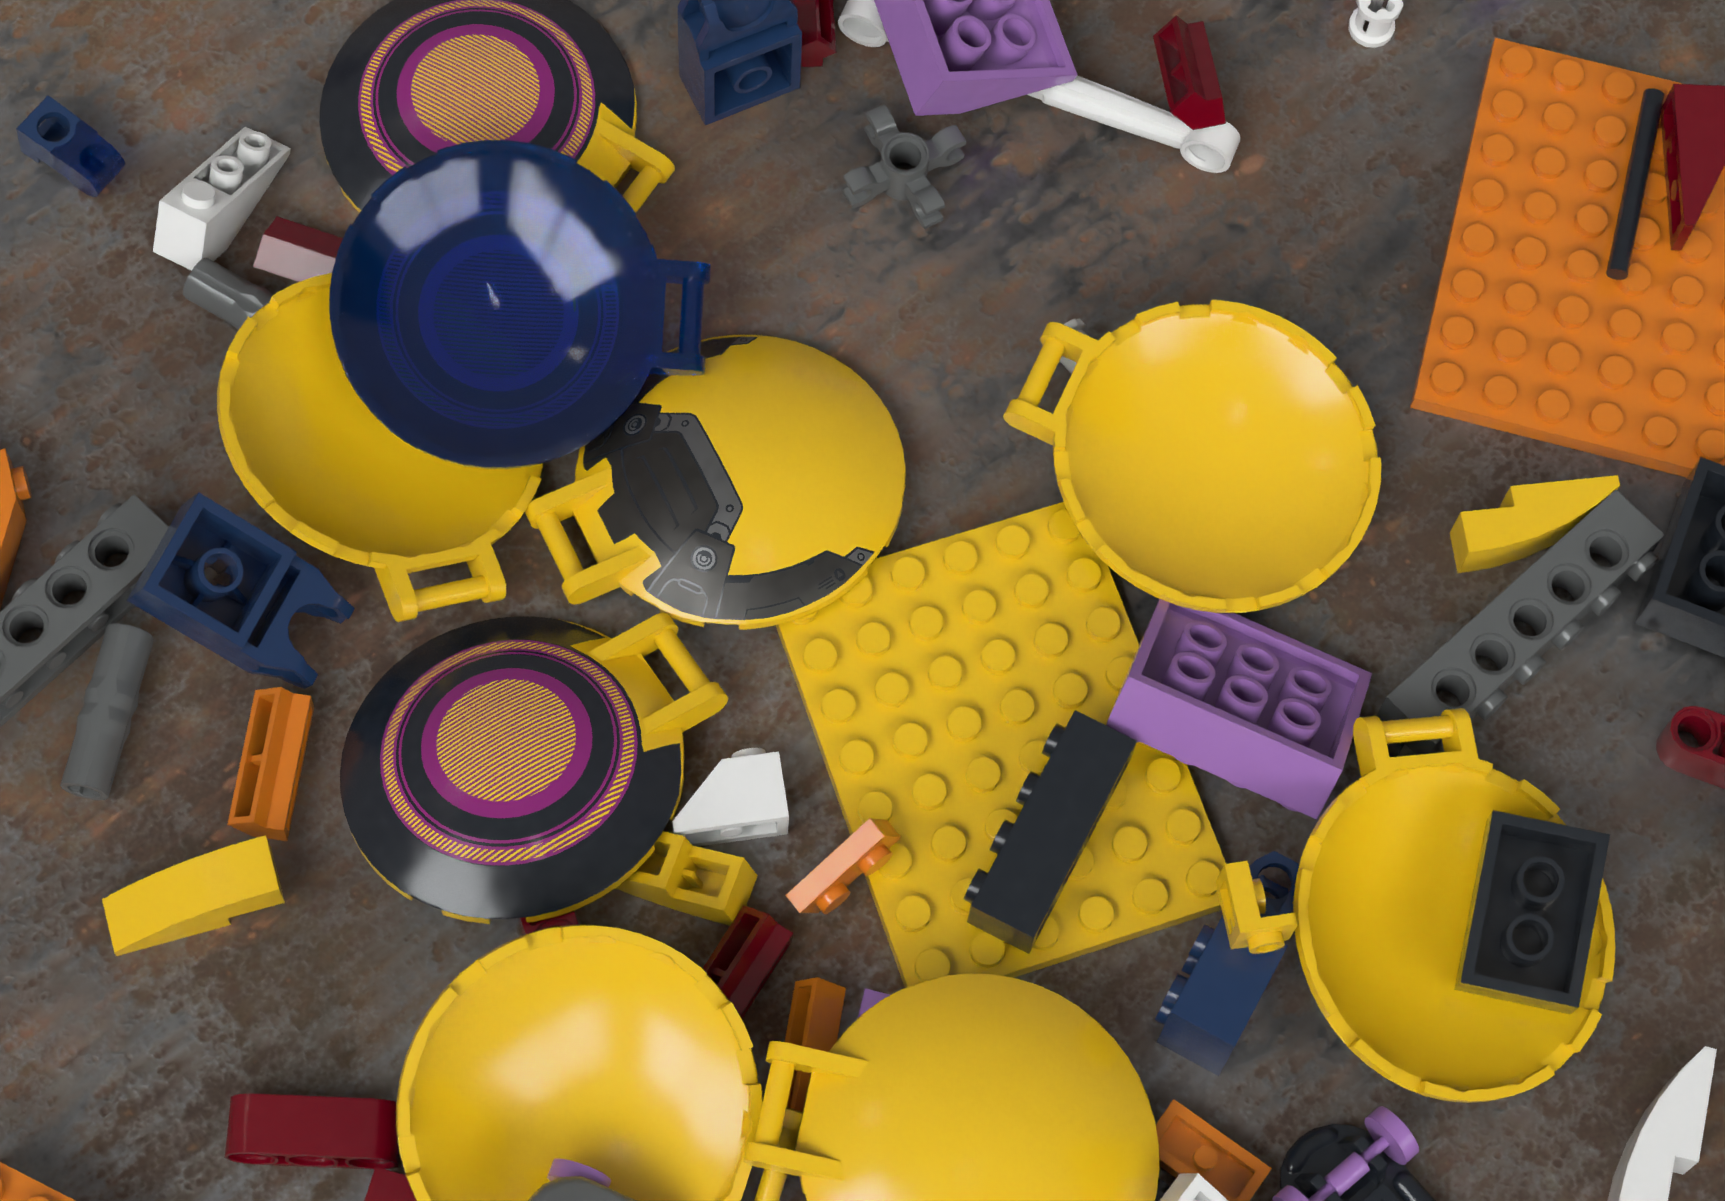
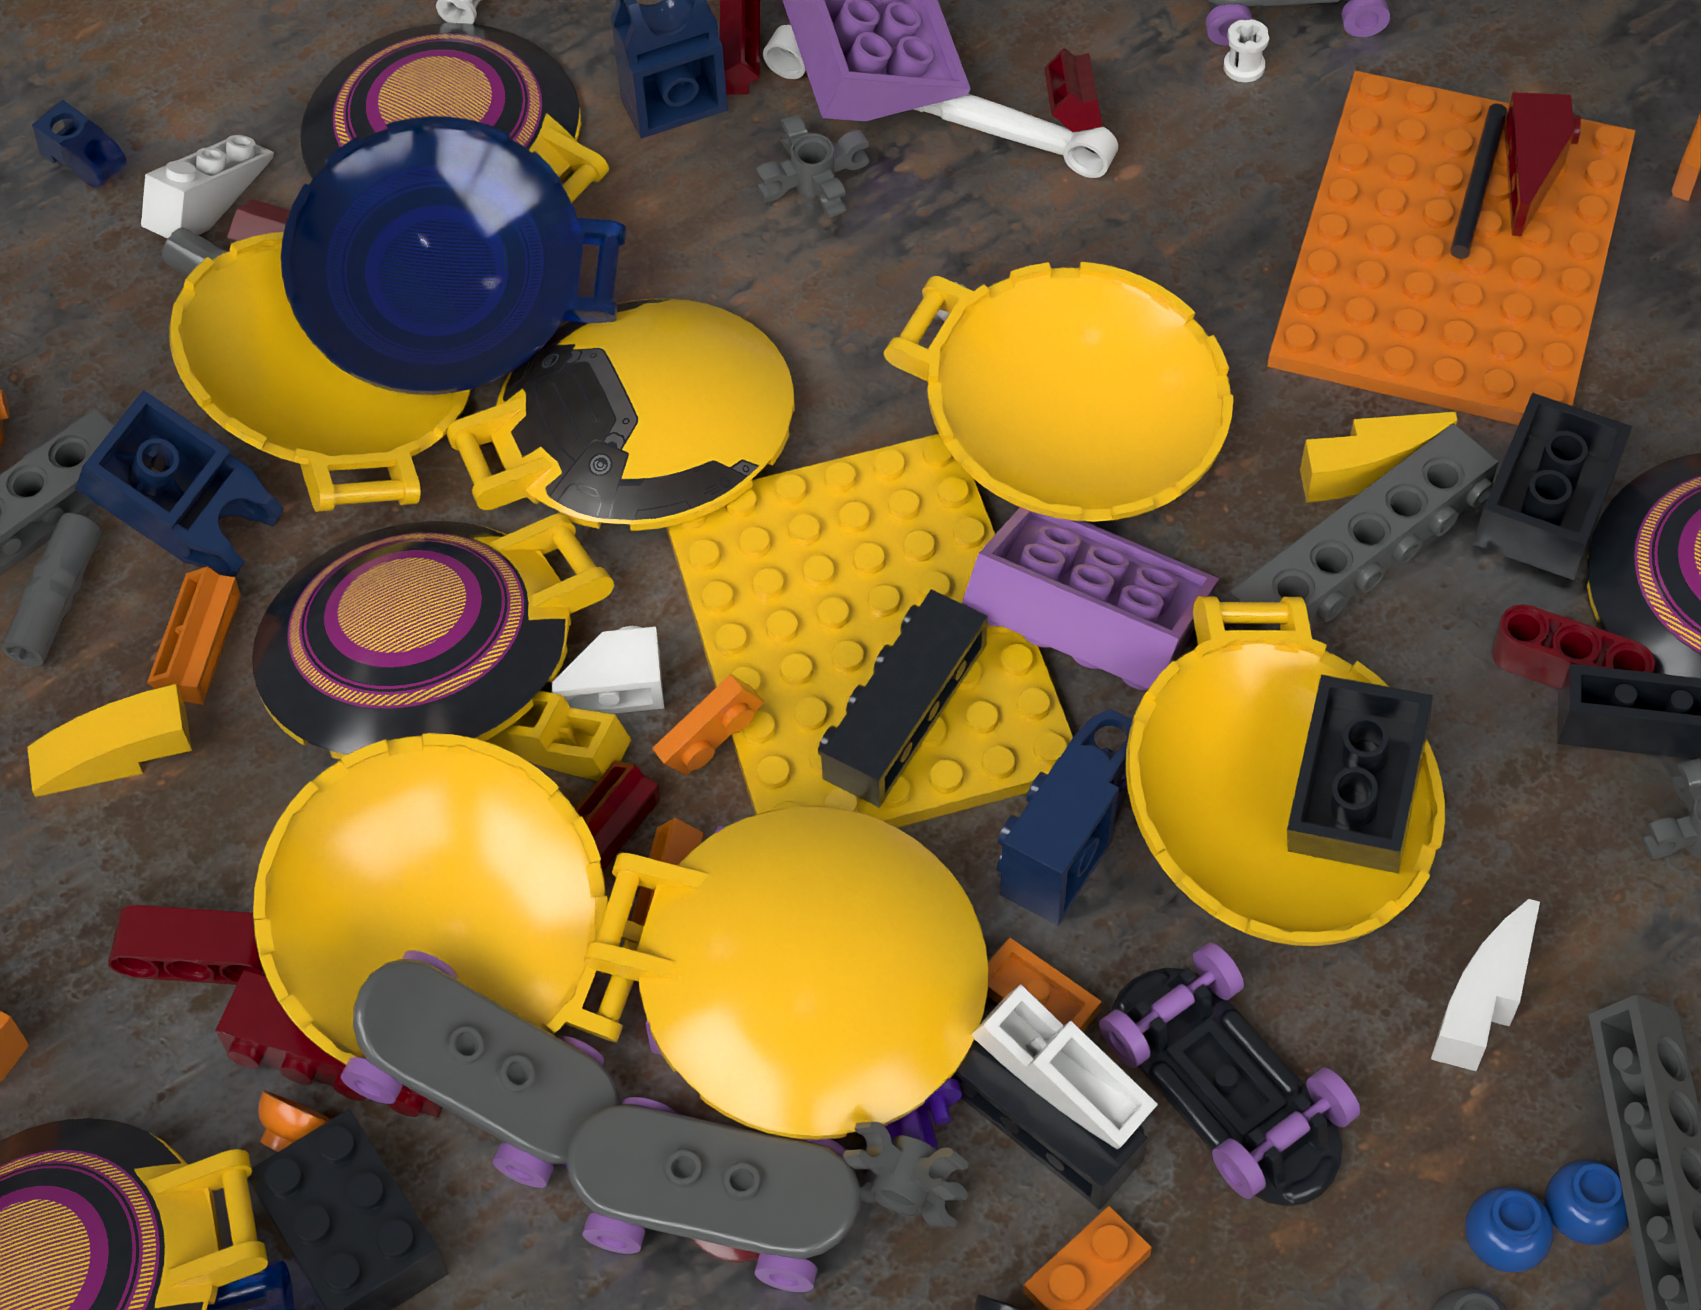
camera: 10 degrees right, 10 degrees down
(1241, 905) = (1078, 759): yellow bracket -> none

